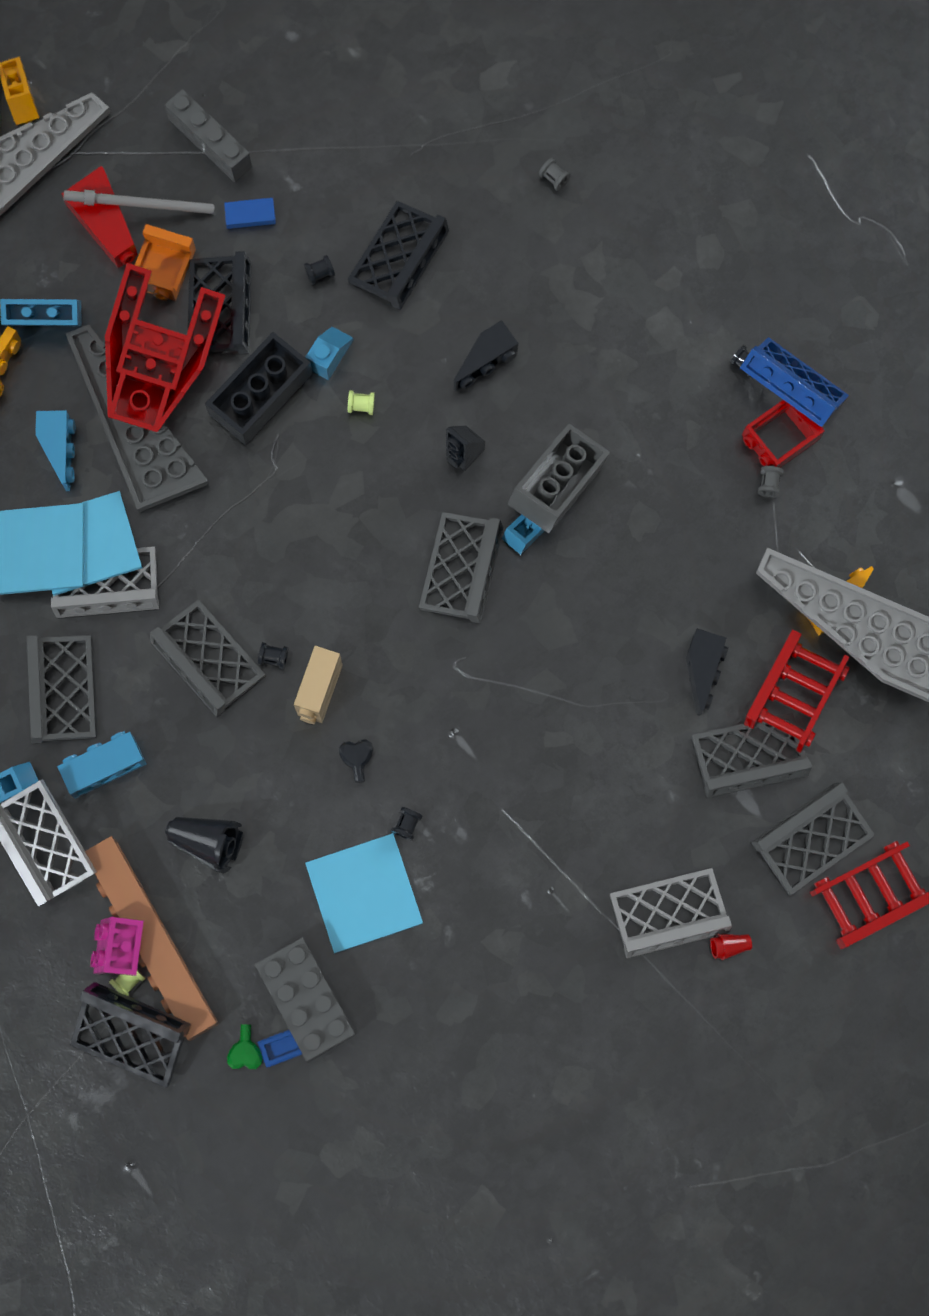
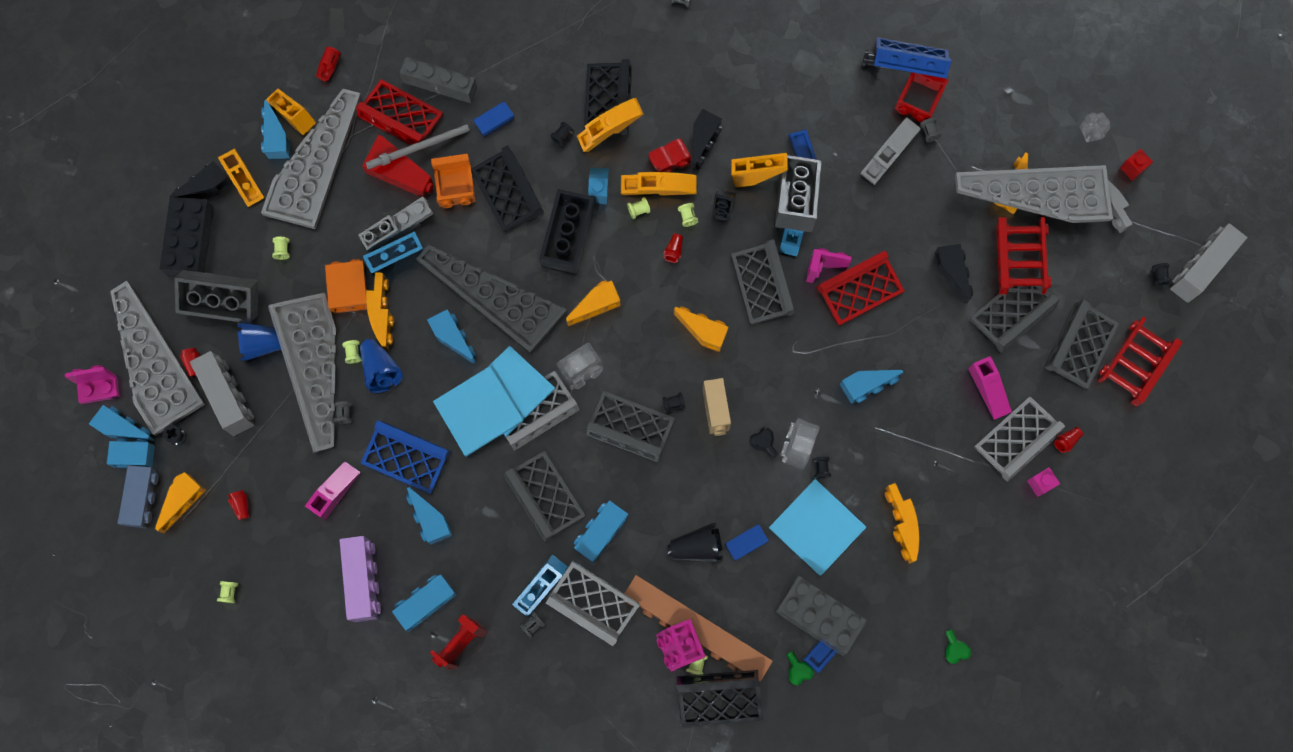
camera: 25 degrees left, 0 degrees up
(64, 284) = (395, 226): none -> light grey slope
(92, 55) = (328, 63): none -> red hinge
(123, 159) = (389, 123): none -> red fence
(150, 364) = (489, 249): red wedge -> none
(183, 556) = (580, 366): none -> clear brick
(249, 489) = (599, 300): none -> light orange slope
(267, 867) = (746, 542): none -> blue tile
(360, 591) = (707, 332): none -> light orange slope
(374, 473) = (674, 249): none -> red cone
(377, 281) = (608, 123): none -> light orange slope
(393, 780) = (800, 443): none -> clear brick
(401, 385) = (659, 183): none -> light orange slope
(416, 439) = (688, 214): none -> yellowish green bush
(431, 360) = (670, 157): none -> red brick
(449, 1127) = (956, 649): none -> green rock
(468, 952) = (907, 531): none -> light orange slope
(516, 748) = (865, 382): none -> dark azure slope
(525, 424) = (757, 169): none -> light orange slope
(545, 570) = (824, 258): none -> dark pink bracket
(581, 609) = (849, 276): none -> red fence
(602, 424) = (801, 144): none -> blue tile
(667, 832) = (990, 387): none -> dark pink slope
(668, 980) = (1043, 482): none -> dark pink brick
(705, 482) = (890, 151): none -> light grey slope

